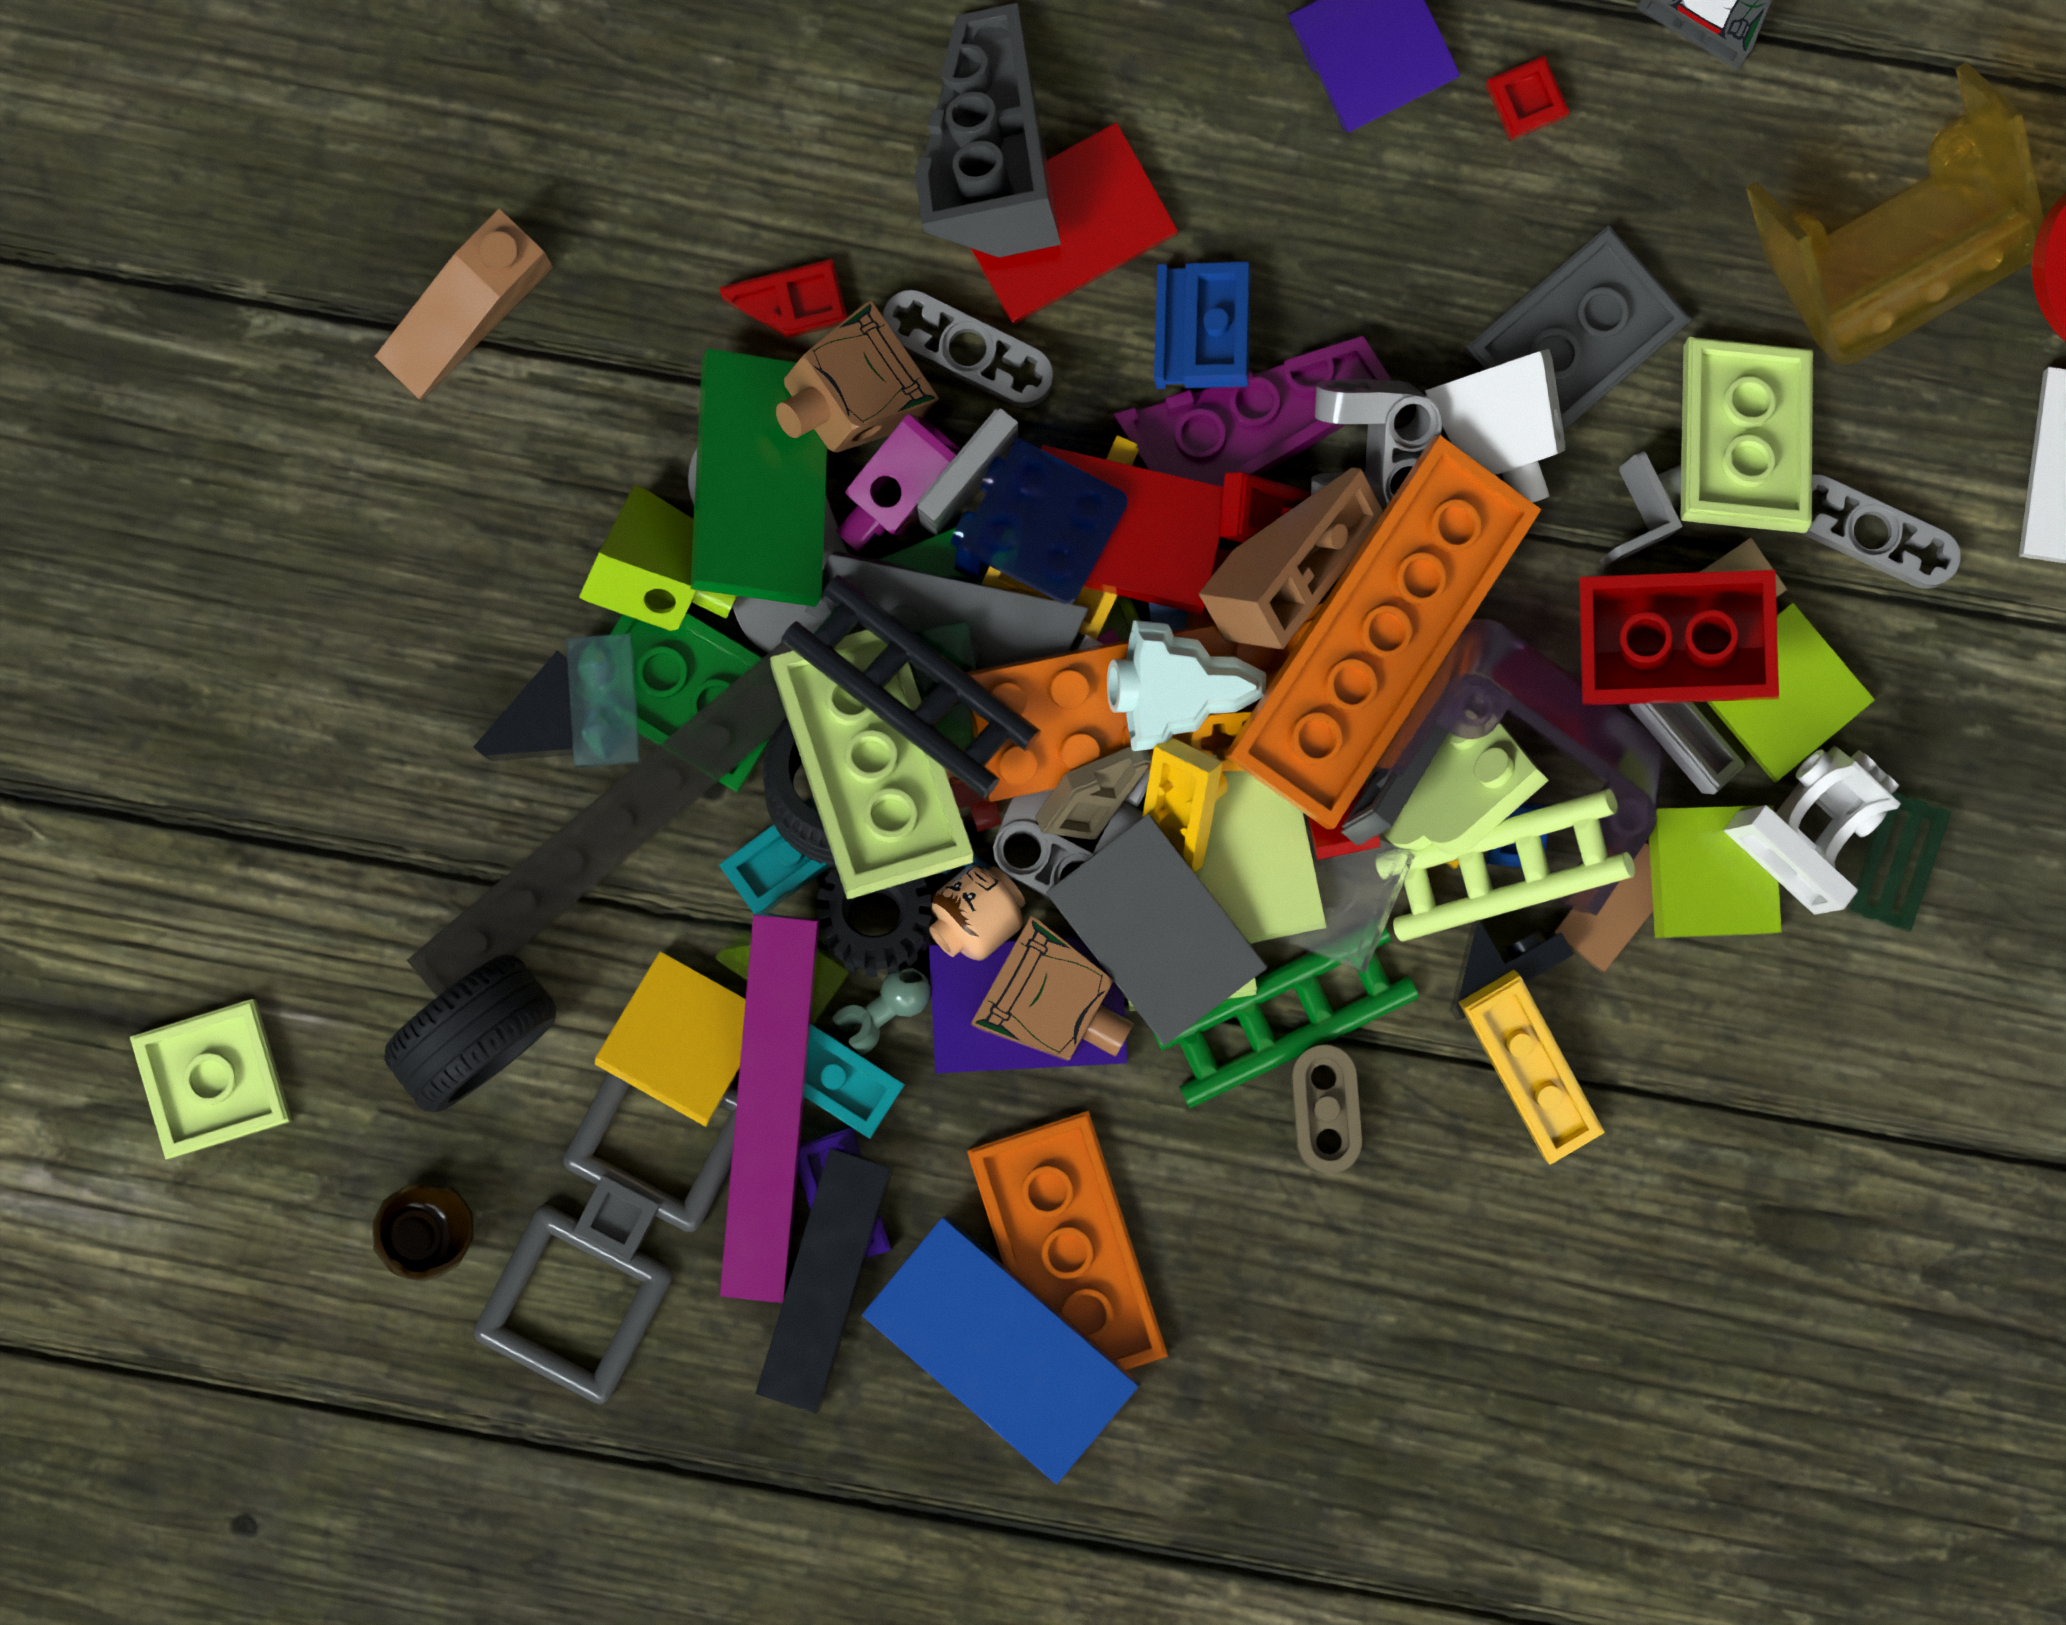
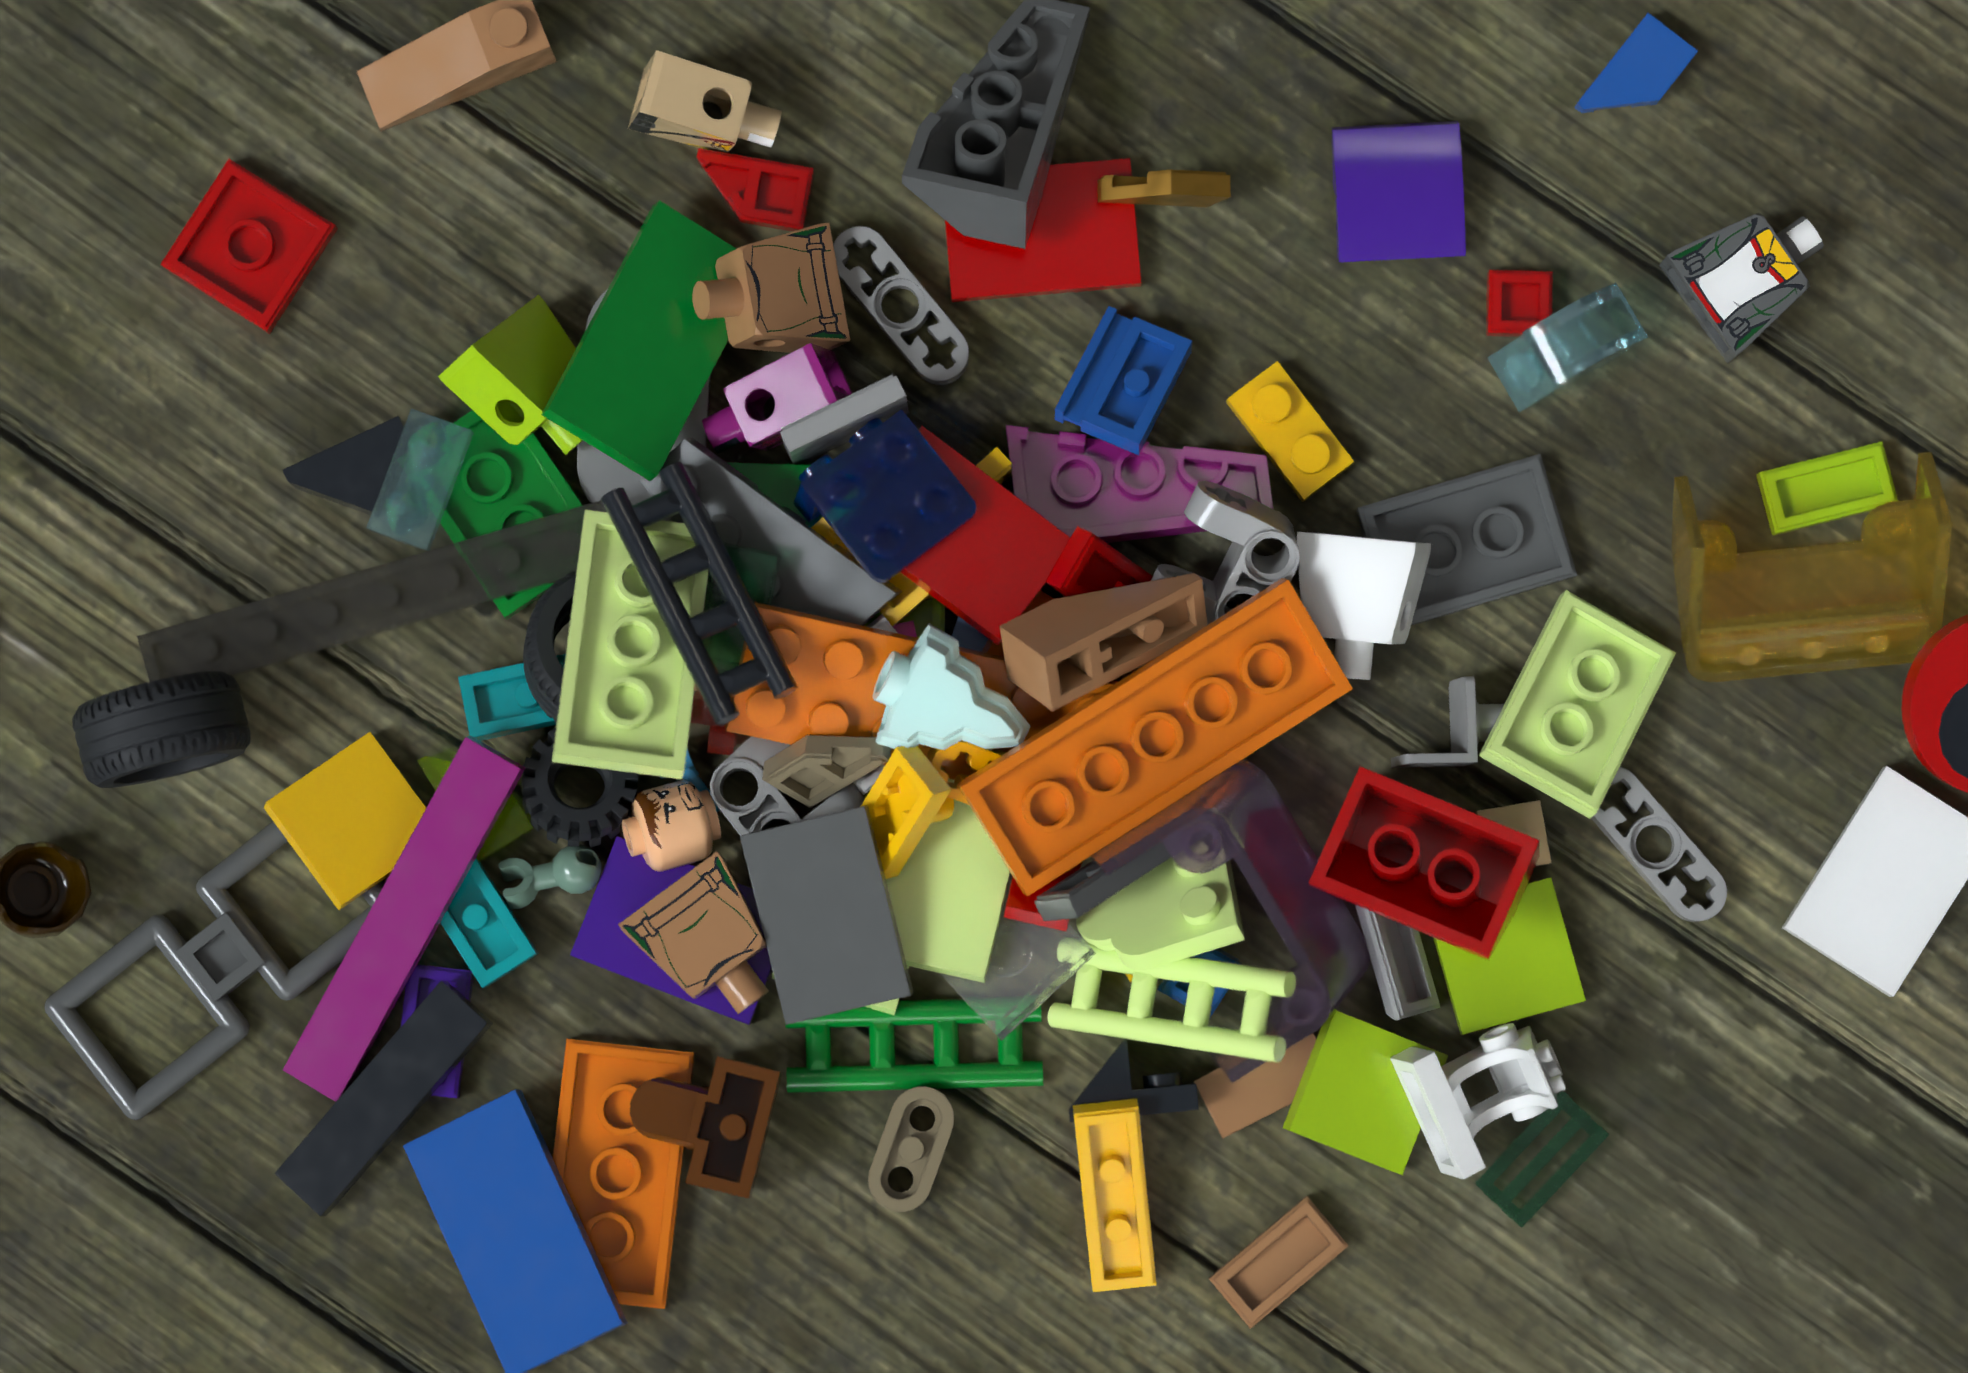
camera: 25 degrees right, 0 degrees up
(347, 559) = (249, 246): none -> red tile
(678, 250) = (673, 99): none -> tan torso
(1143, 1164) = (718, 1122): none -> reddish brown brick
(1164, 133) = (1166, 188): none -> pearl gold tile
(1372, 305) = (1289, 431): none -> yellow plate
(1590, 116) = (1567, 346): none -> clear light blue brick
(1704, 1062) = (1278, 1262): none -> medium nougat tile
(1879, 142) = (1826, 488): none -> lime tile

